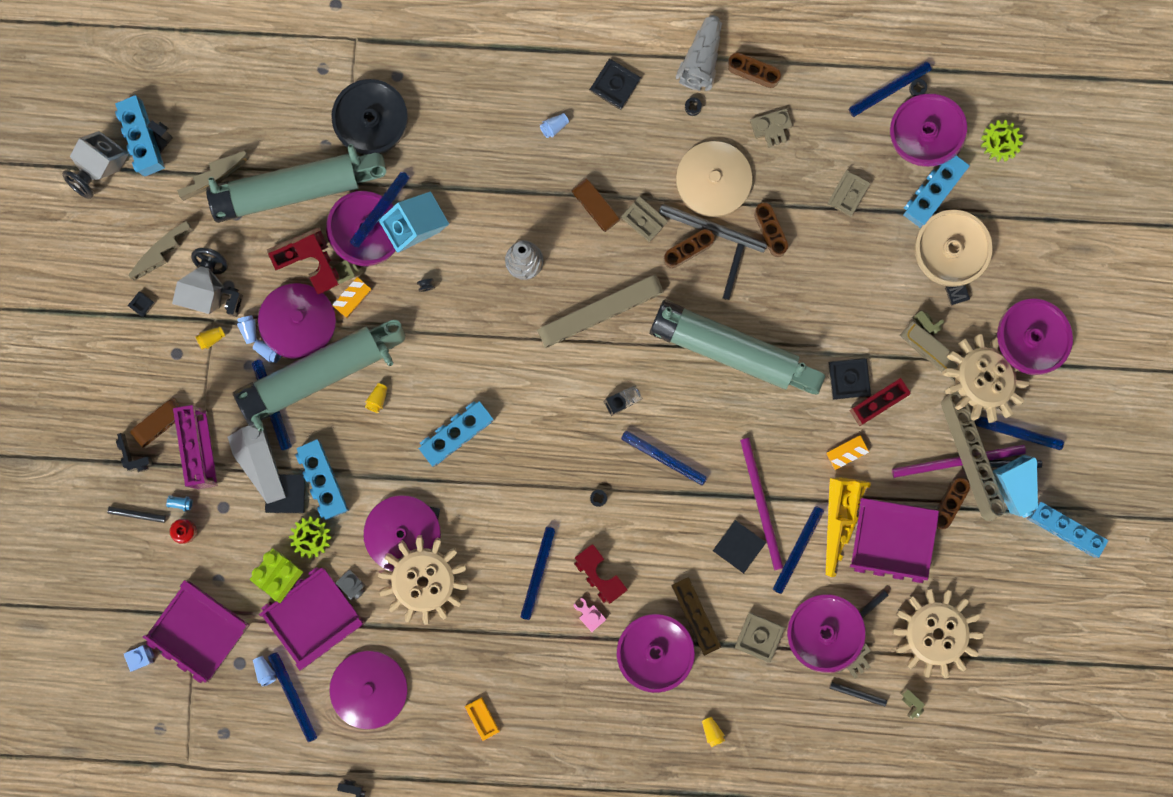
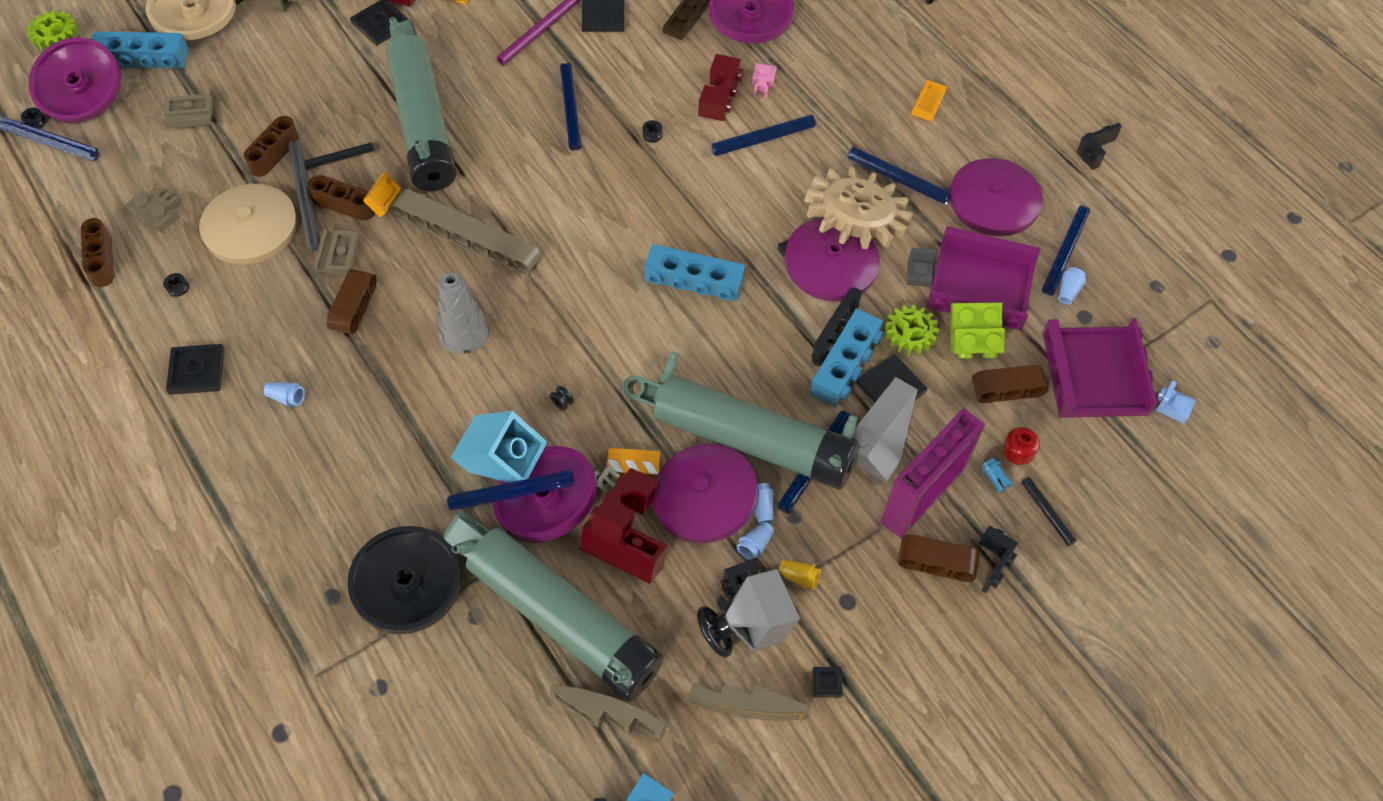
camera: 130 degrees left, 25 degrees down
(228, 565) = (1010, 383): none -> reddish brown beam
(352, 499) = (832, 329): none -> black plate
(376, 399) = (720, 365): yellow cone -> none
(434, 638) = (899, 175): none -> clear blue axle
(622, 400) = (542, 162): leg -> none
(668, 275) = (382, 194): none -> light orange tile
(700, 62) = (108, 300): light grey cone -> none

